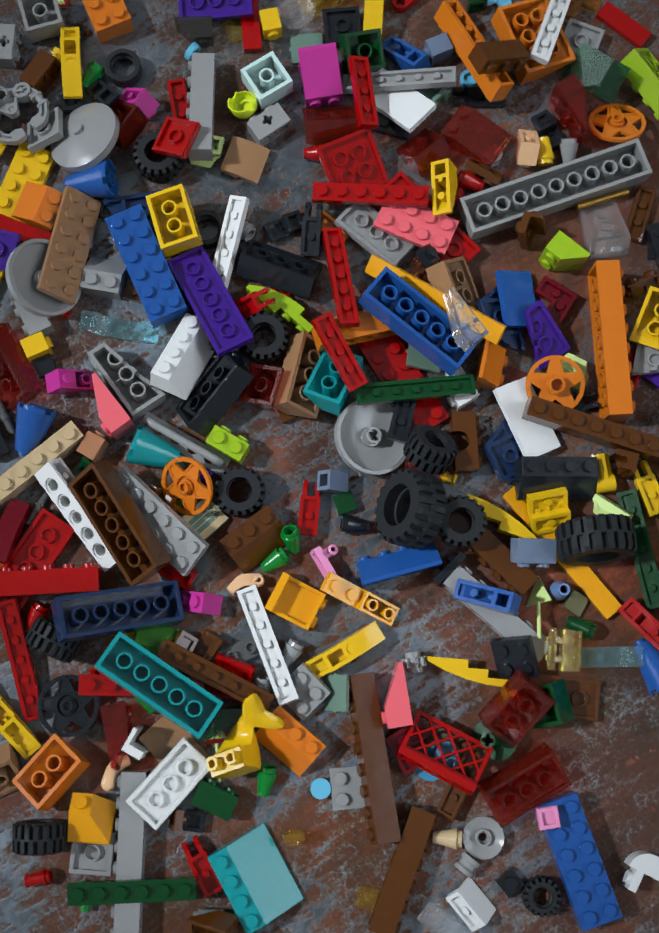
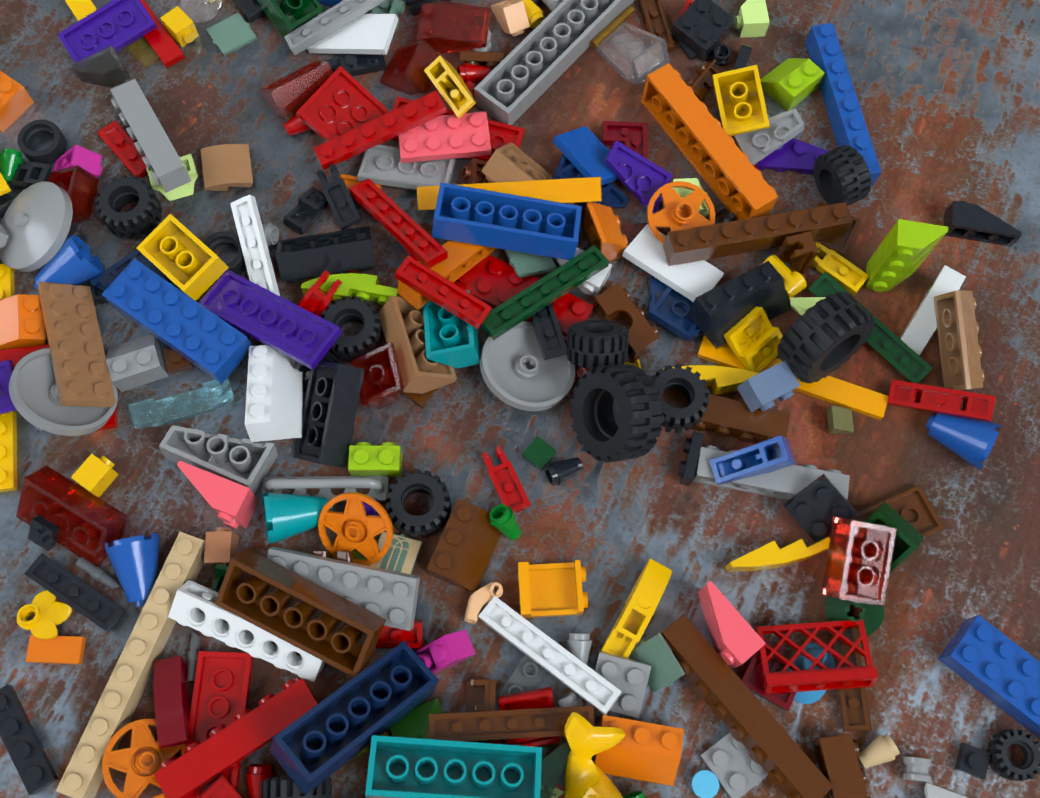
camera: 30 degrees left, 10 degrees down
(33, 323) = (75, 448): light grey piece -> none
(44, 365) = (116, 492): black tile -> none
(68, 381) = (153, 493): dark pink slope -> none
(176, 137) = (138, 173): red tile -> none
(186, 640) = (452, 704): plate -> none
(193, 48) = (106, 93): medium azure tile -> none
(243, 104) = (194, 114): neon yellow hair -> none
(267, 80) = (206, 78): light aqua brick -> none
(268, 124) = (233, 120): light grey brick -> none
(275, 560) = (501, 556): green cone -> none
(320, 75) = (259, 46): dark pink slope -> none
(321, 558) = (551, 527): bright pink piece -> none
(332, 481) = (513, 436): sand blue brick -> none
(359, 598) = (618, 545): light orange slope -> none
(363, 92) = (315, 37): red plate -> none
(397, 564) = (635, 484): blue slope -> none
(414, 661) = (719, 576): light grey gear -> none
(428, 255) = (475, 156): black plate -> none
(464, 324) = (554, 194): clear slope -> none
(490, 845) = (926, 728): light grey dish -> none
(523, 784) = (917, 641): clear red slope -> none
(530, 224) = (561, 79): reddish brown bracket -> none
(538, 595) = (799, 434): yellowish green piece -> none
(548, 817) = (970, 659): bright pink tile -> none
(555, 590) = (818, 415): medium blue cone -> none
(563, 254) = (610, 90): lime slope -> none
(569, 651) = (869, 467): clear yellow plate -> none
(578, 624) = (866, 440): dark green cone -> none
(612, 657) = (904, 458): clear light blue slope -> none

